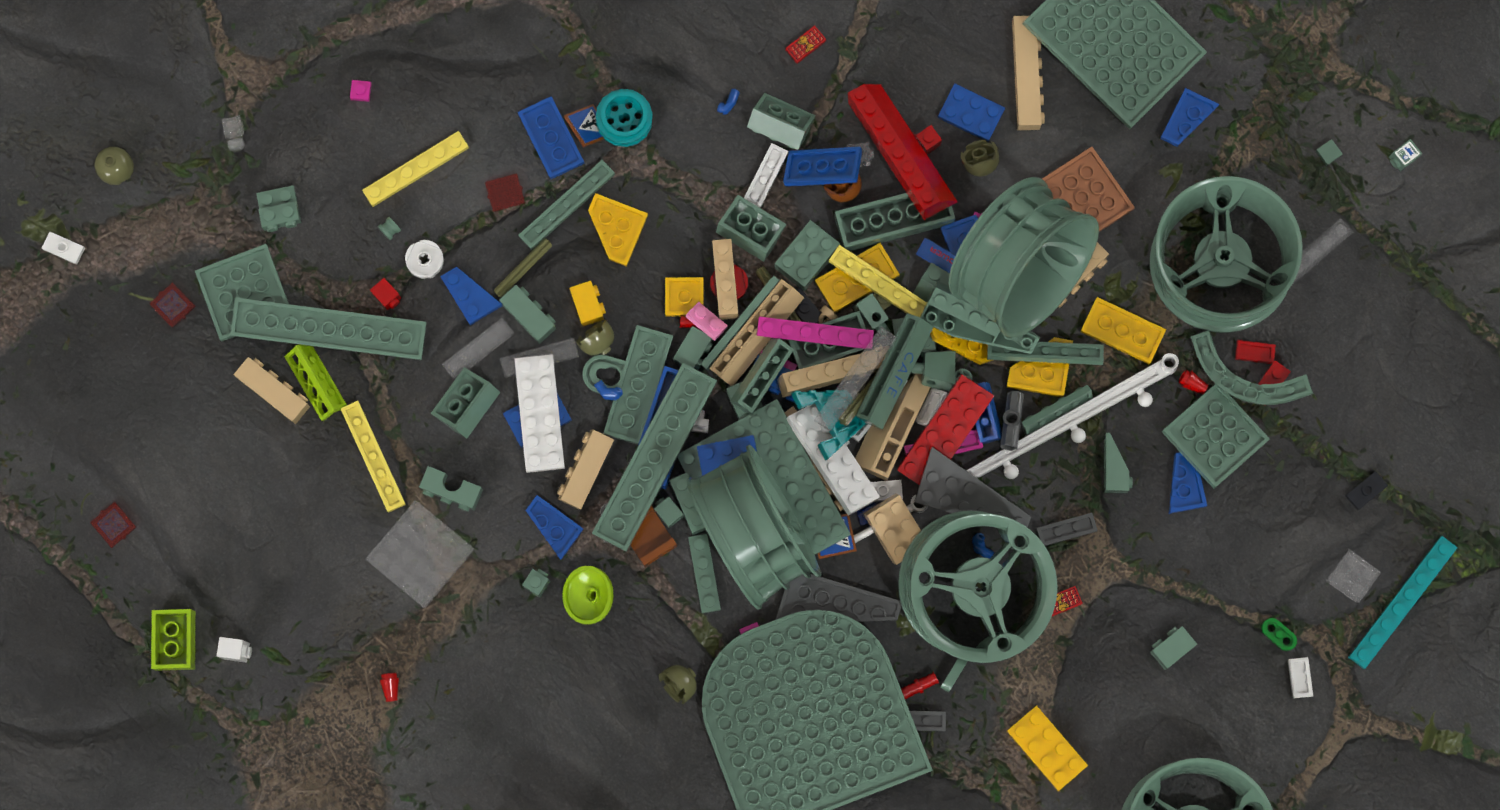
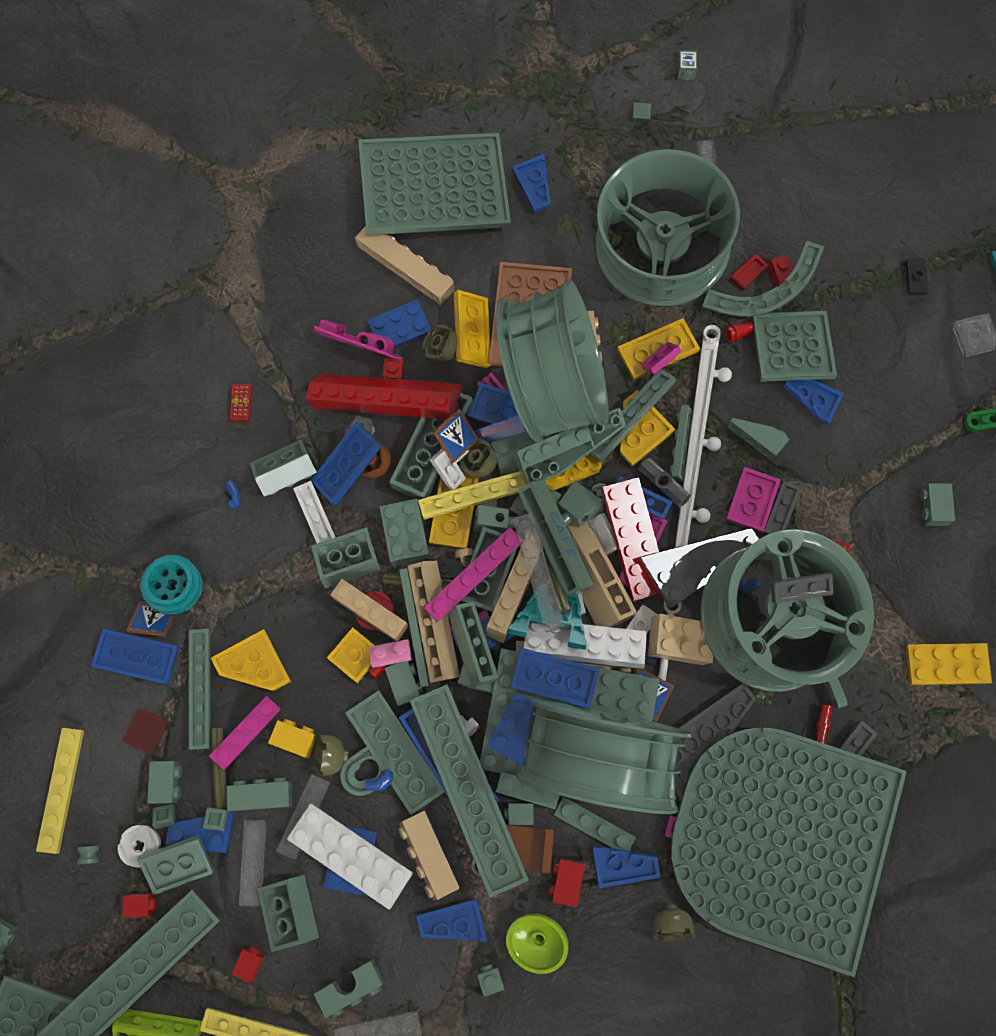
camera: 50 degrees left, 5 degrees down
(410, 405) = (249, 964): none -> red brick
(433, 296) = (175, 864): none -> sand green plate
(458, 258) = (163, 816): none -> sand green tile
(481, 238) = (164, 782): none -> sand green brick
(486, 296) = (215, 819): none -> sand green tile
(563, 265) = (245, 733): none -> dark pink plate
(647, 584) = (567, 883): none -> red brick
(692, 616) = (623, 866): none -> blue wing
(786, 455) = (555, 677): none -> blue plate
(887, 240) = (448, 471): none -> white plate
(910, 231) = (455, 435): none -> piece
(910, 263) = (479, 460): none -> olive cylinder
(923, 69) = (338, 332): none -> dark pink panel
(997, 578) = (802, 588): none -> dark grey plate
(1022, 162) = (472, 328): none -> yellow plate
(1056, 500) = (753, 500): none -> dark pink plate
(1113, 338) = (661, 357): none -> dark pink plate

